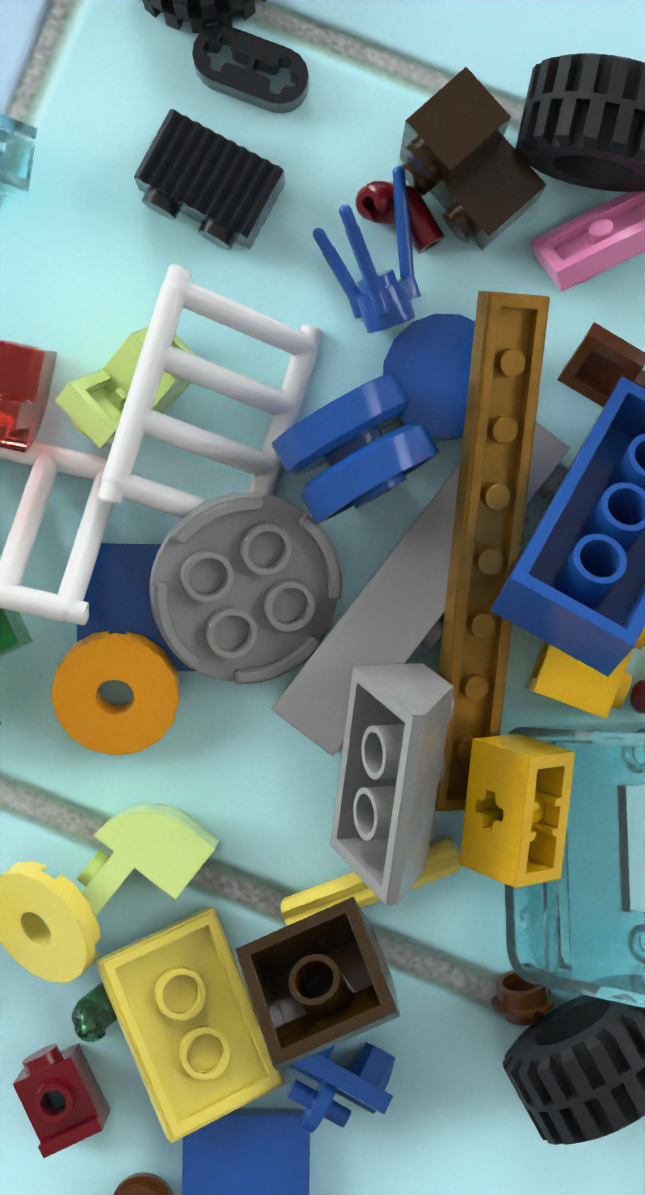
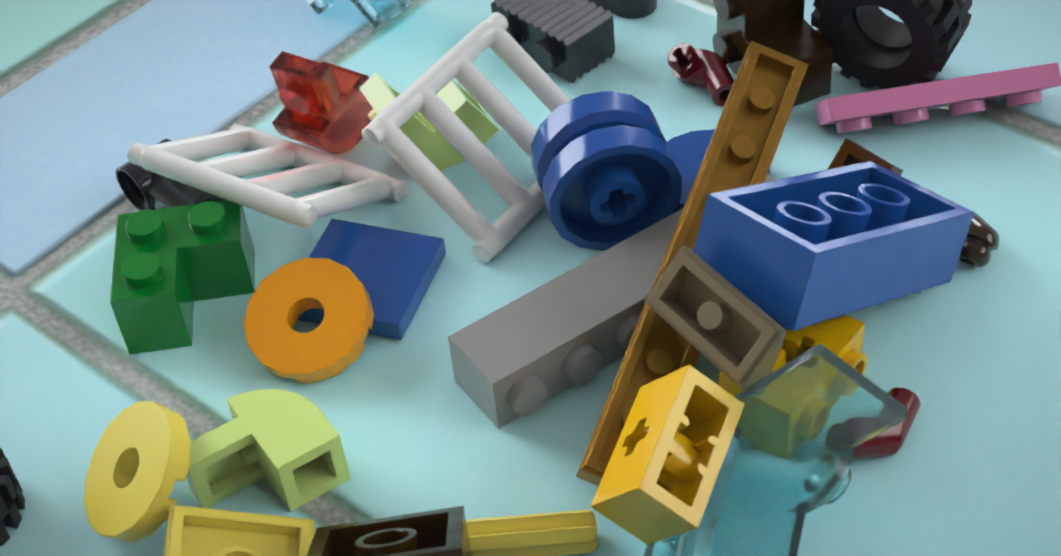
camera: 25 degrees right, 45 degrees down
(245, 587) = (459, 253): light grey tile -> none
(380, 296) = (669, 101): blue plant -> none
(391, 774) = (552, 394): light grey slope -> none
(531, 678) = (717, 319): none -> dark tan slope

